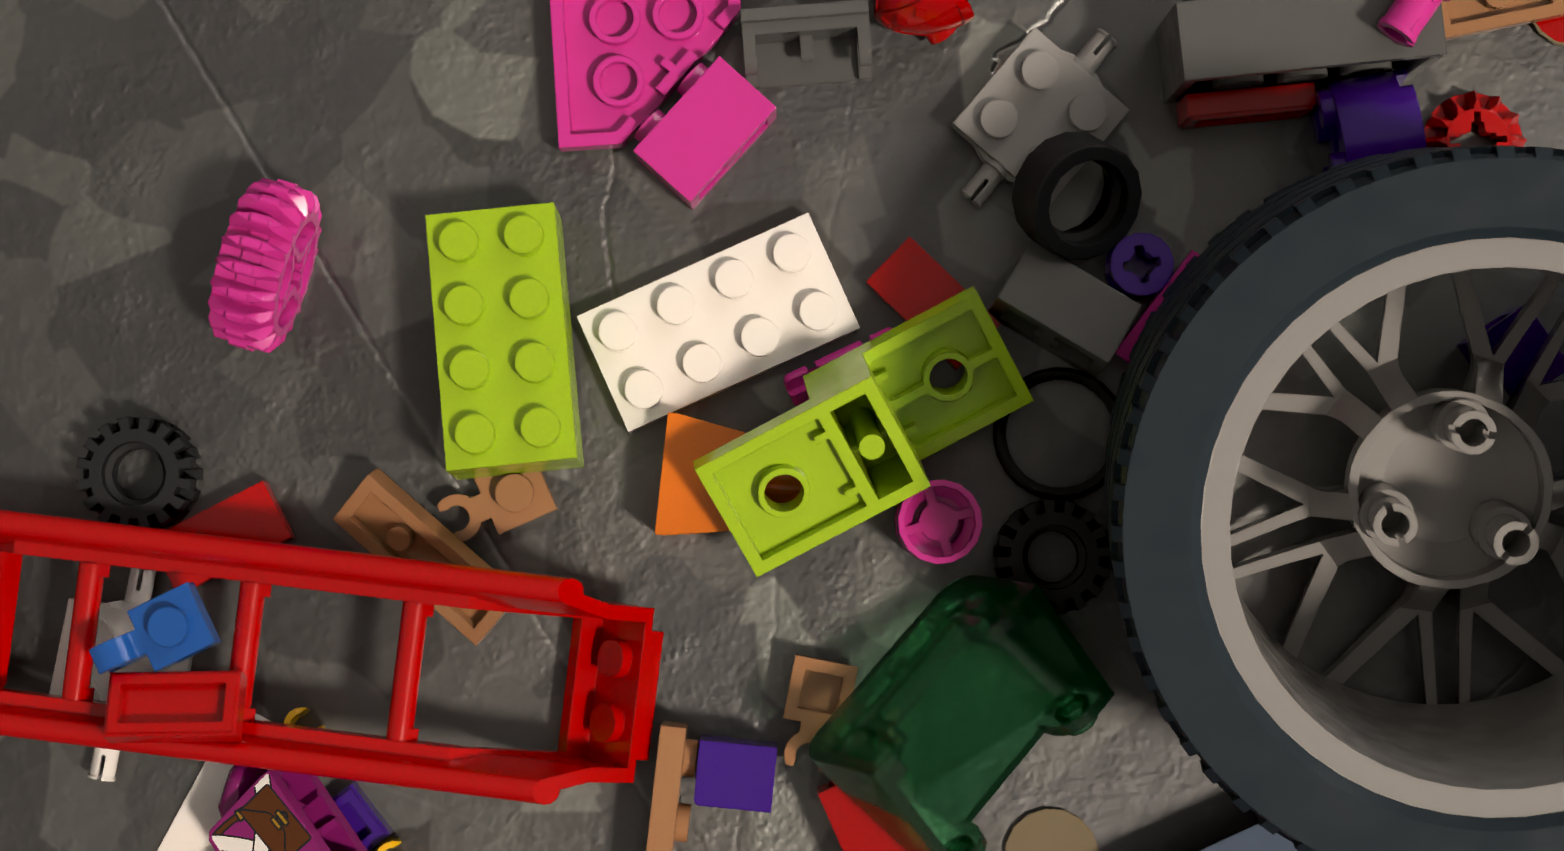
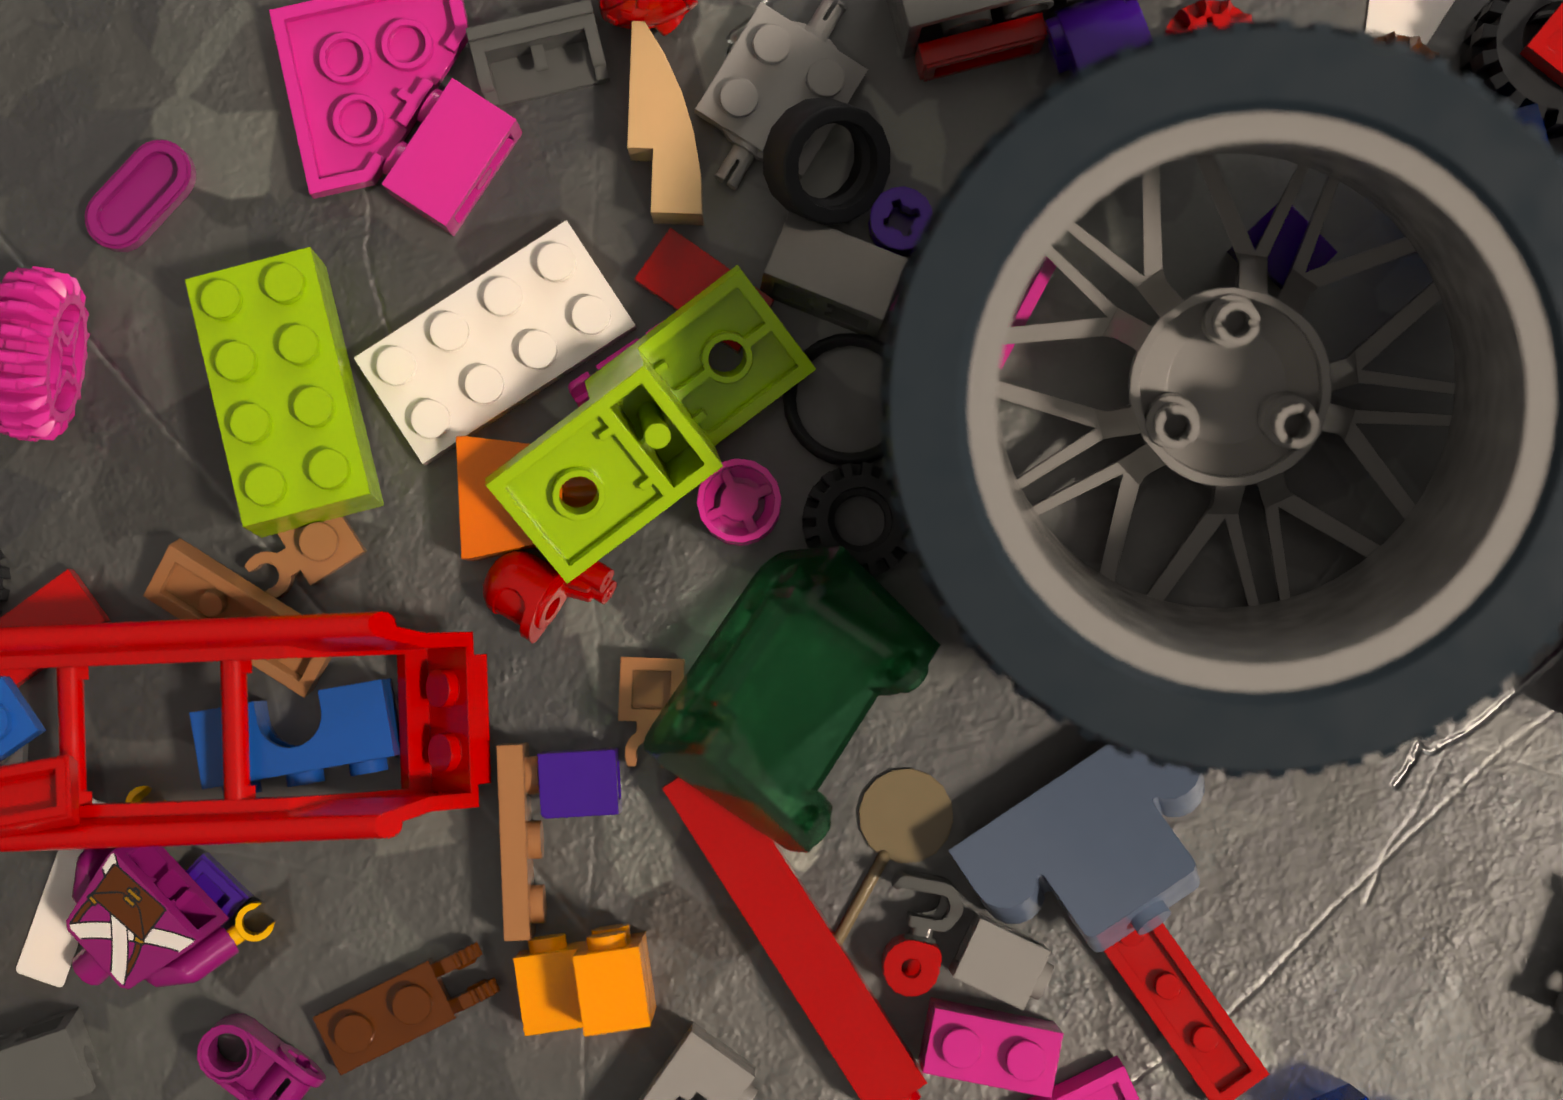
camera: 15 degrees left, 0 degrees up
(390, 122) = (140, 196): none -> magenta tile
(521, 688) = (355, 729): none -> blue arch
(718, 575) = (533, 591): none -> red piece
(918, 141) = (662, 133): none -> tan slope

